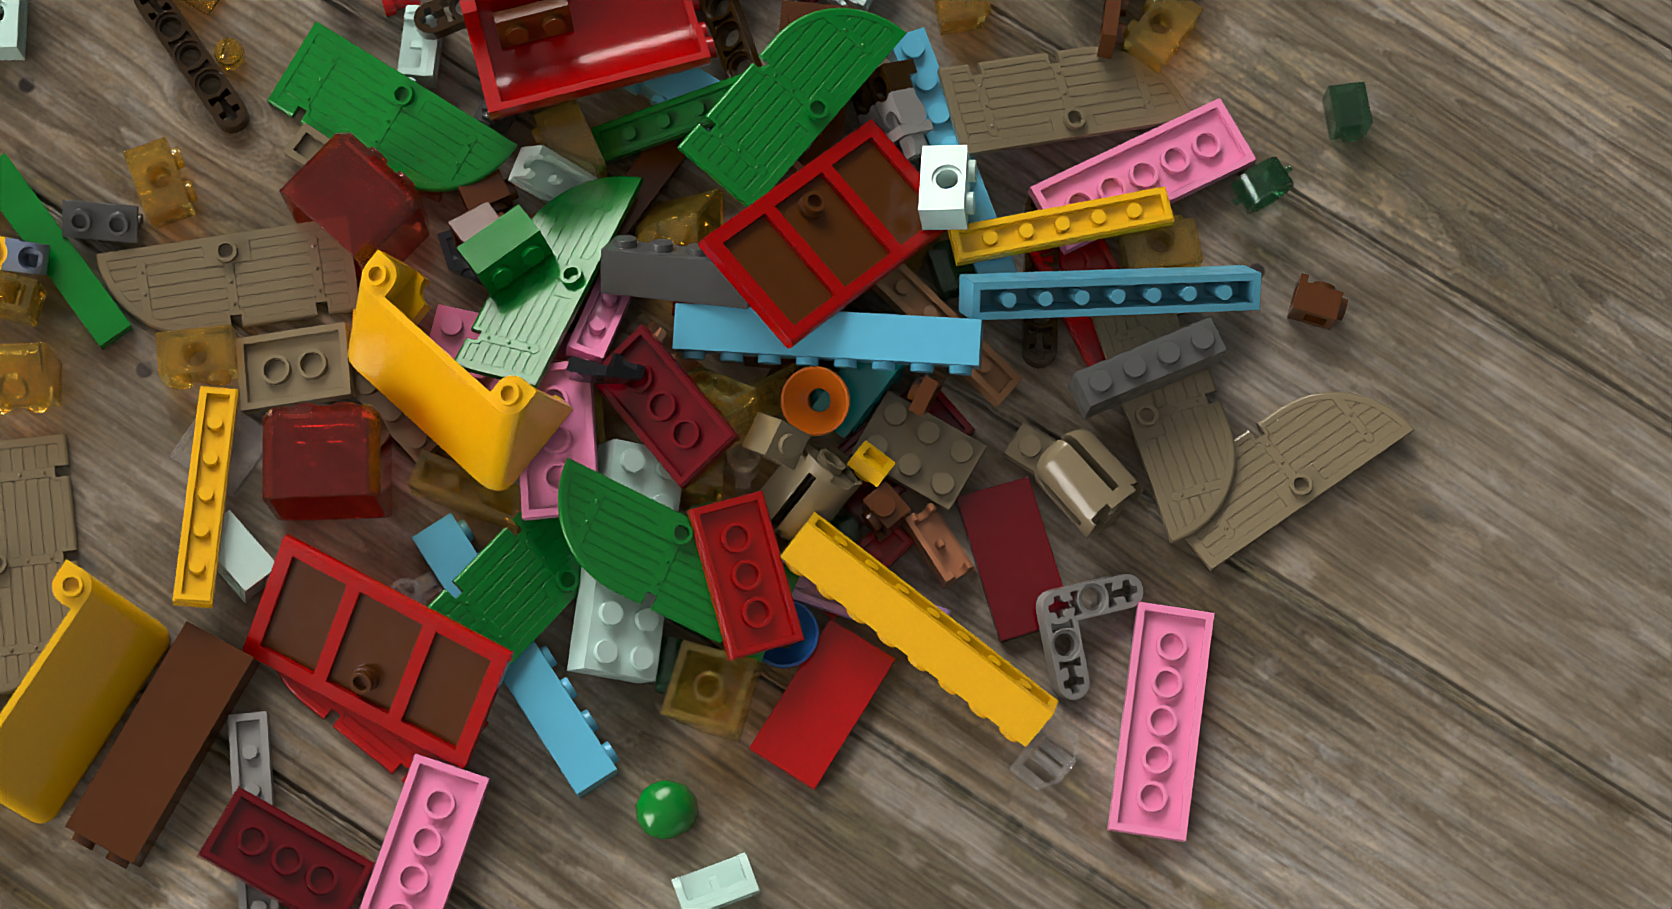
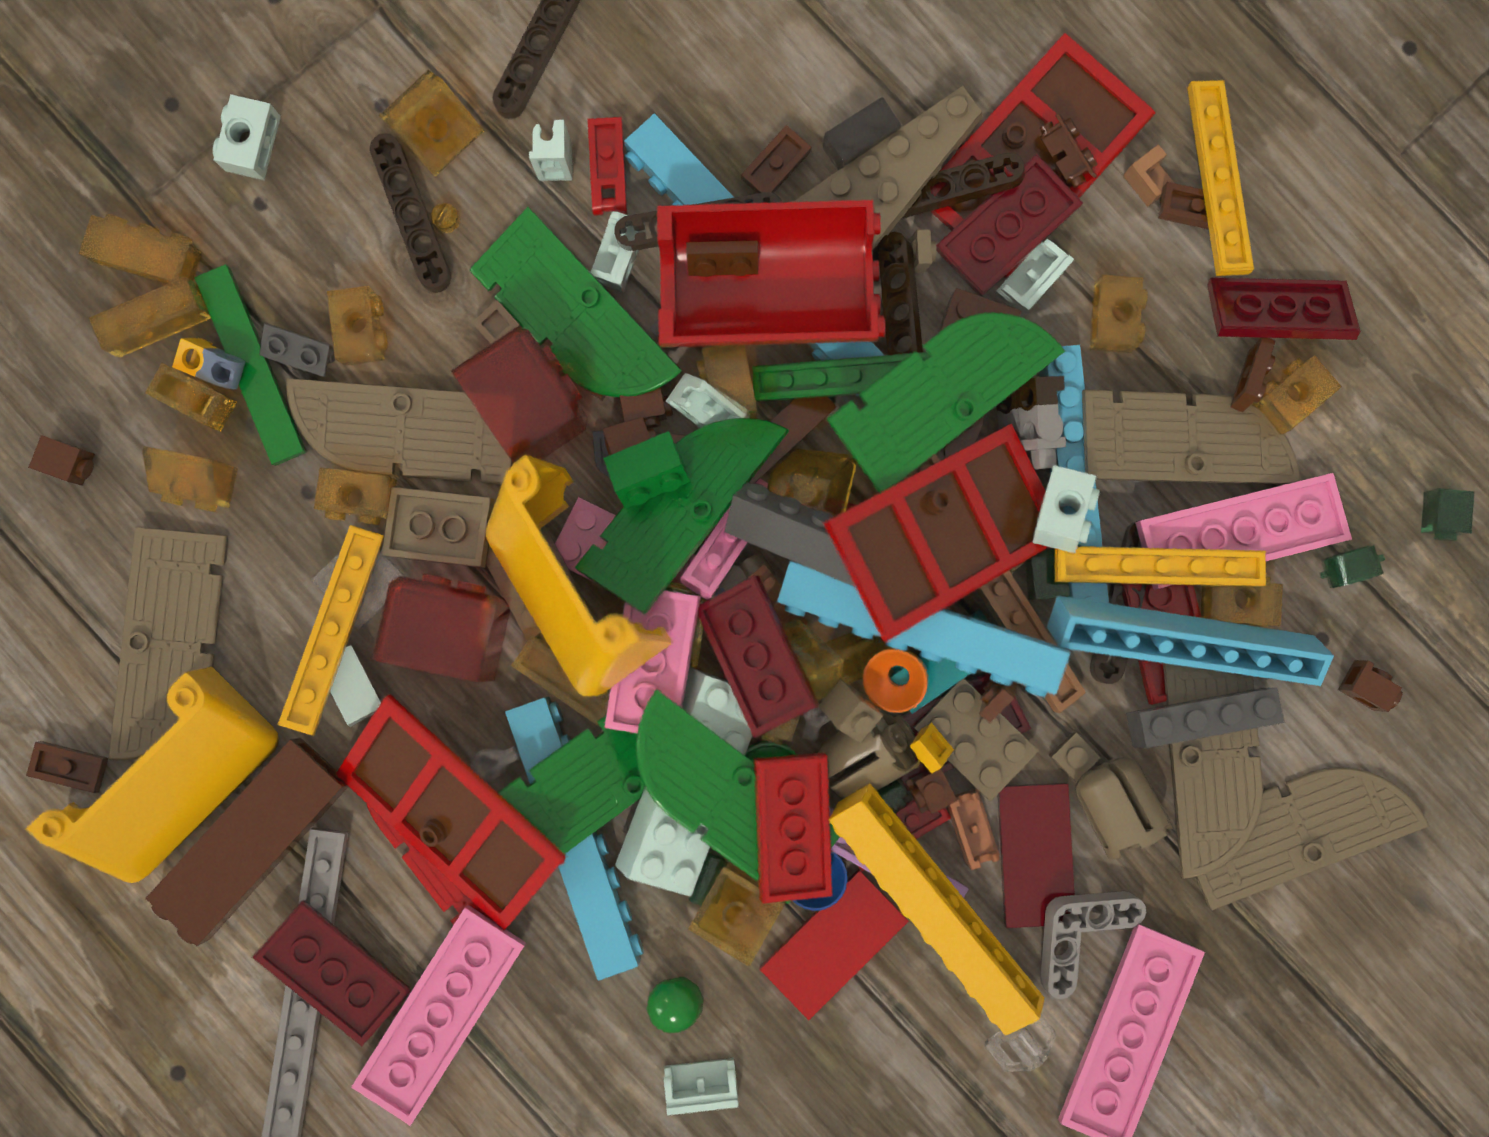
camera: 20 degrees right, 10 degrees up
(616, 373) = (723, 616): black slope -> none

